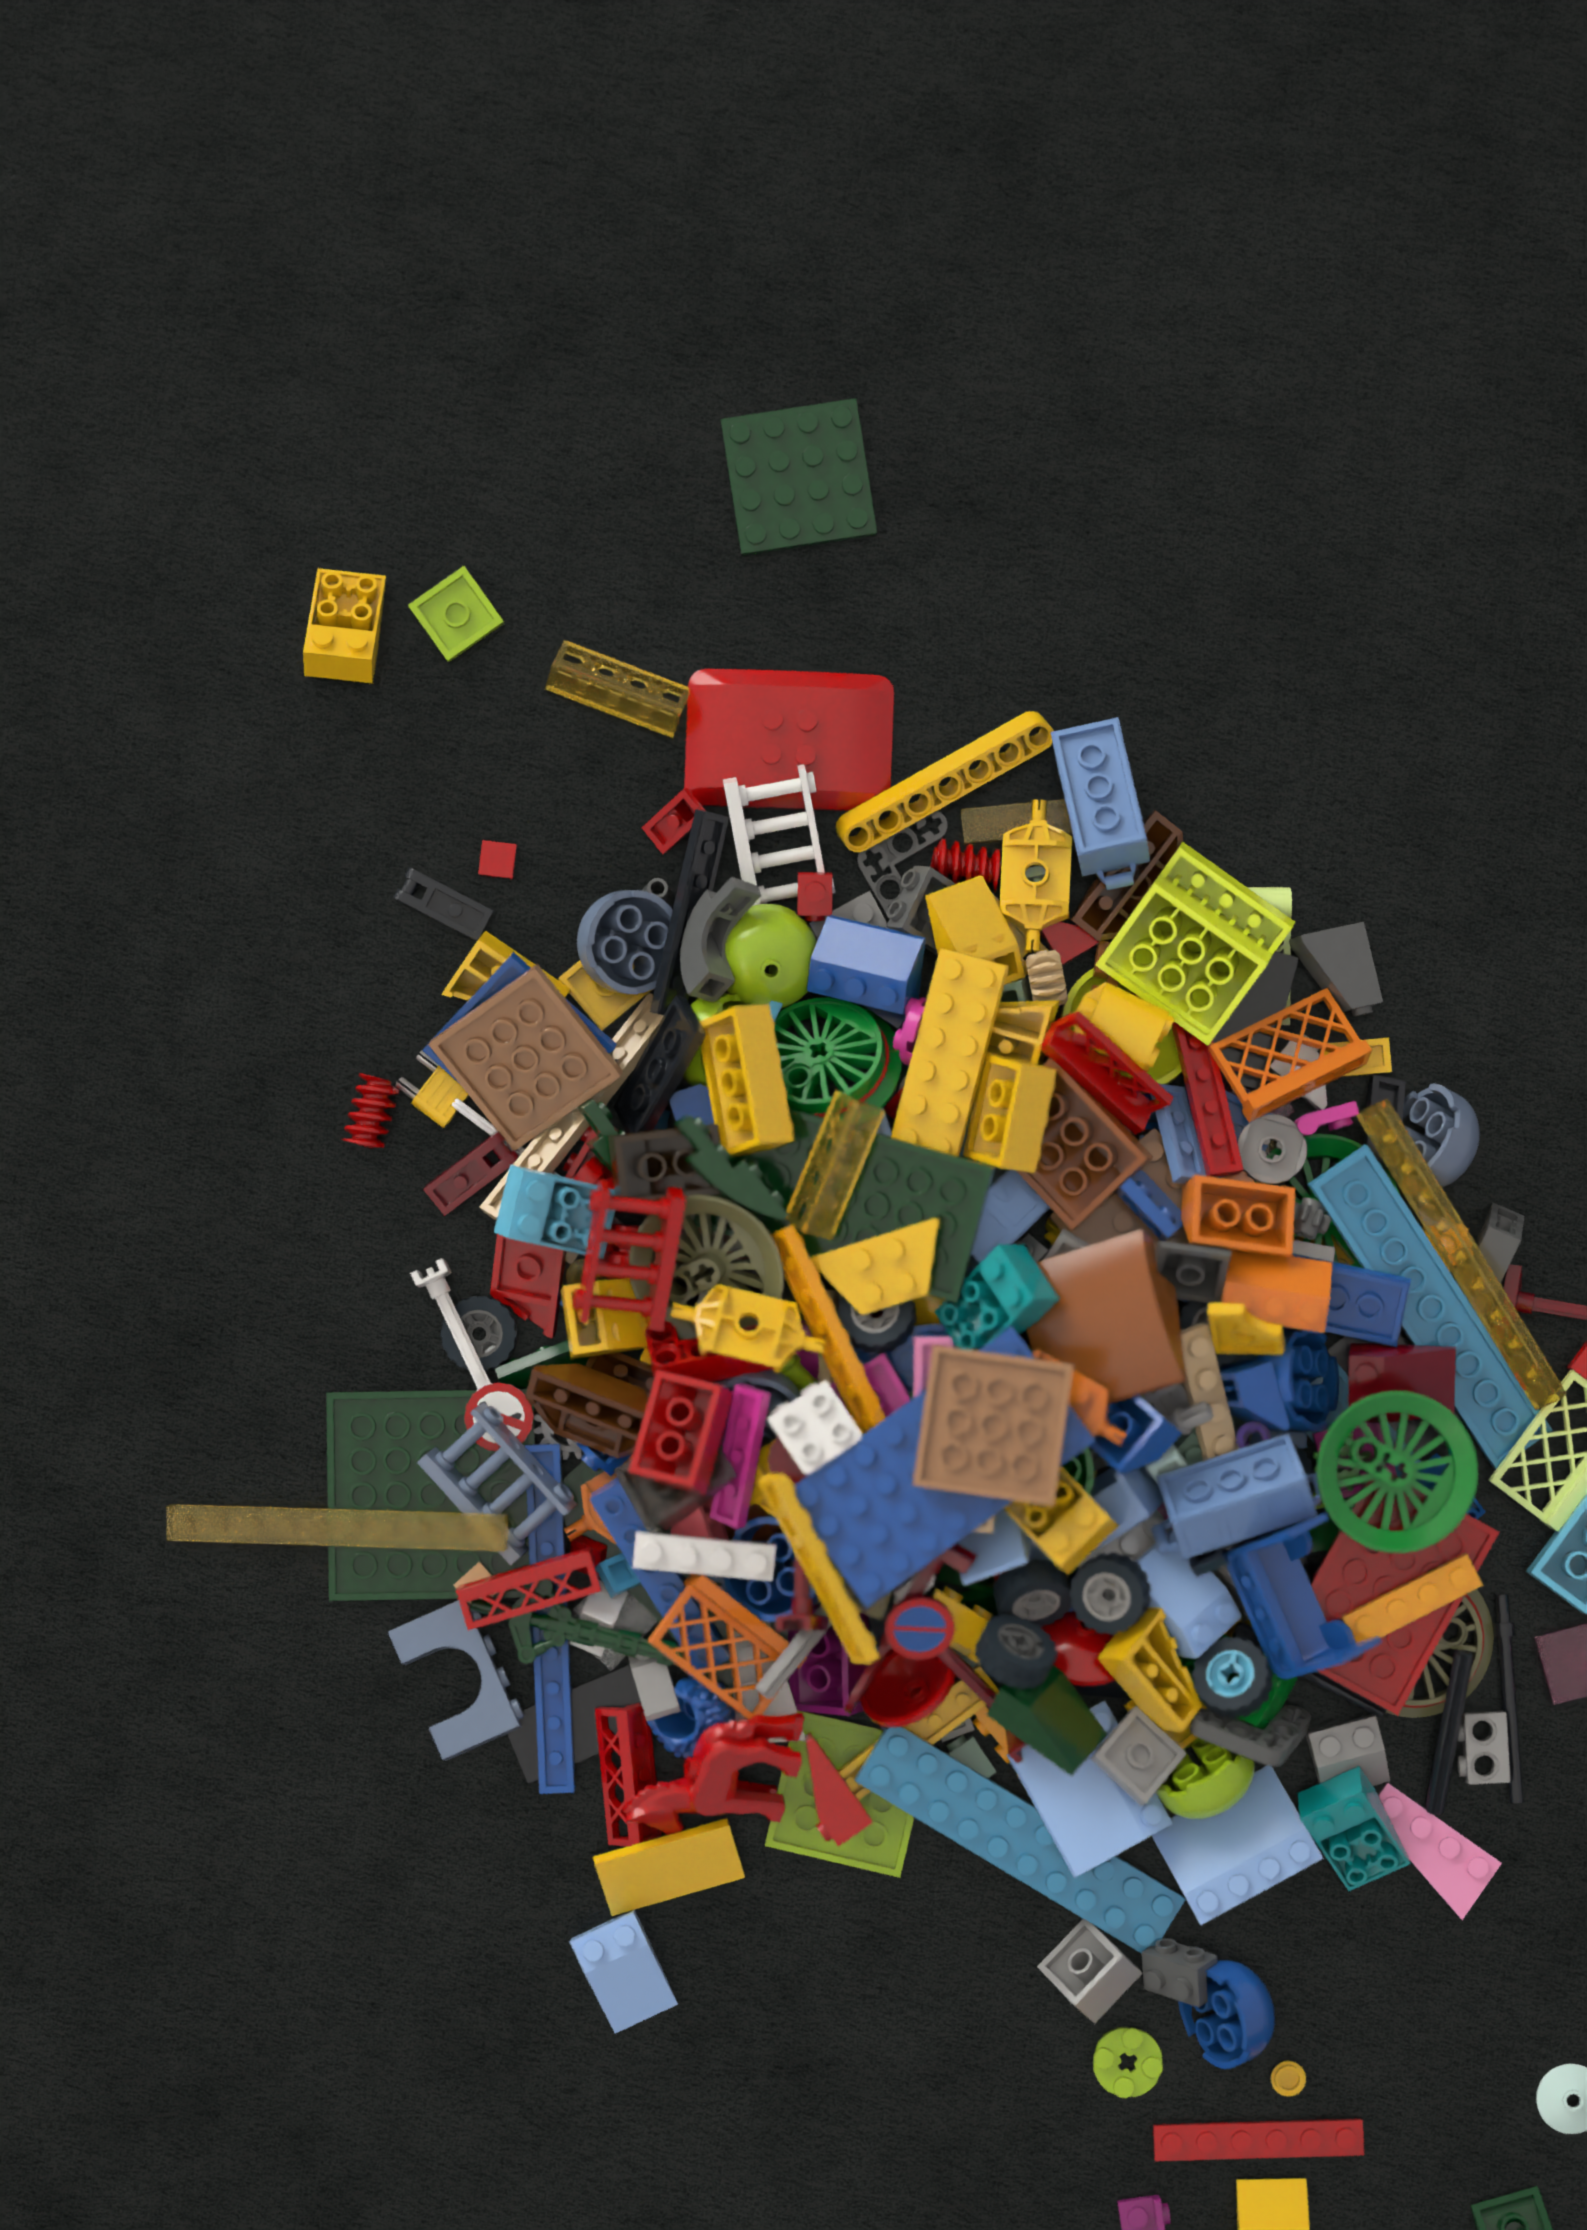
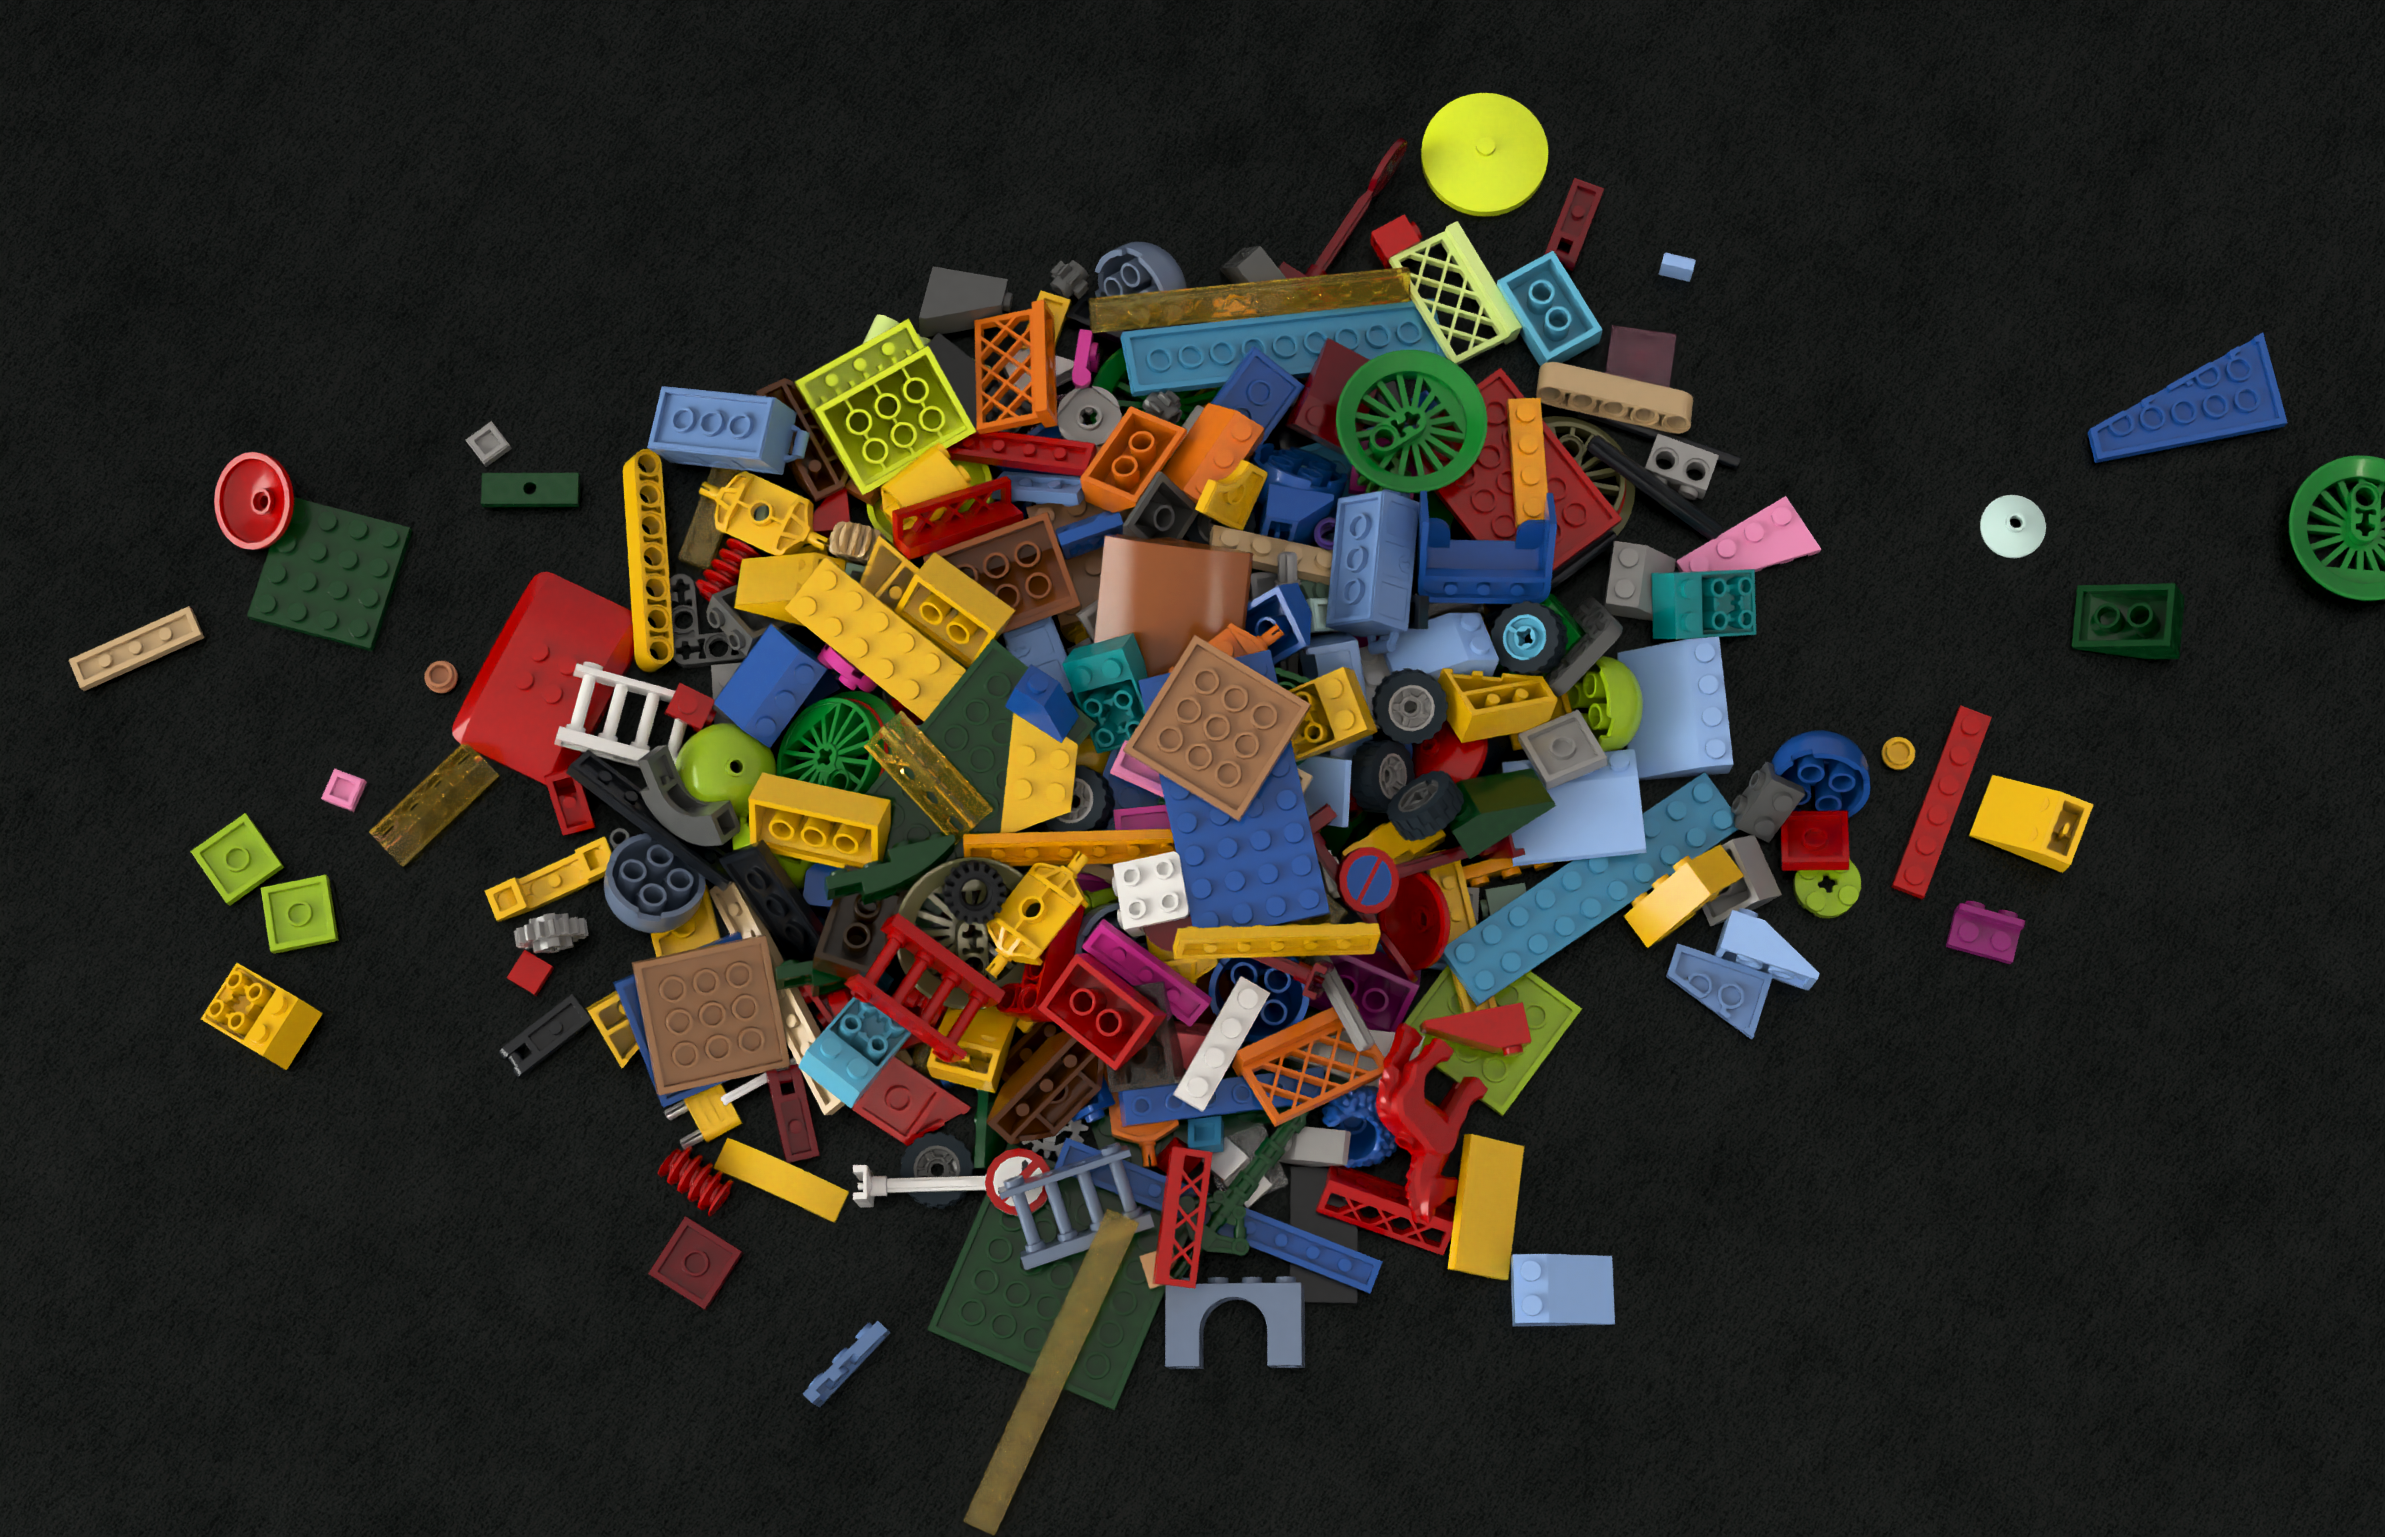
camera: 65 degrees left, 10 degrees down
(262, 1330) = (846, 1363): none -> medium blue wing
(293, 1147) = (695, 1263): none -> dark red plate
(406, 1189) = (781, 1179): none -> yellow slope
(482, 528) = (237, 859): none -> lime plate
(539, 865) = (551, 933): none -> light grey gear
(592, 838) = (551, 882): none -> yellow slope
(594, 595) = (344, 790): none -> bright pink tile
(642, 328) = (136, 648): none -> tan plate
(727, 1273) = (980, 911): none -> black tyre
(744, 635) = (441, 676): none -> nougat plate
(824, 363) = (254, 500): none -> red dish
(948, 1245) = (1043, 703): none -> blue slope
(957, 613) = (512, 489): none -> dark green tile
(982, 2002) = (1722, 986): none -> medium blue wing
(995, 567) = (488, 444): none -> light grey tile
(1031, 2019) = (1760, 947): none -> light blue slope
(1049, 1930) = (1681, 894): none -> yellow wedge
(1161, 2035) = (1815, 841): none -> red plate
(1412, 1061) = (1069, 280): none -> dark grey gear
(1525, 1654) = (1614, 397): none -> tan beam

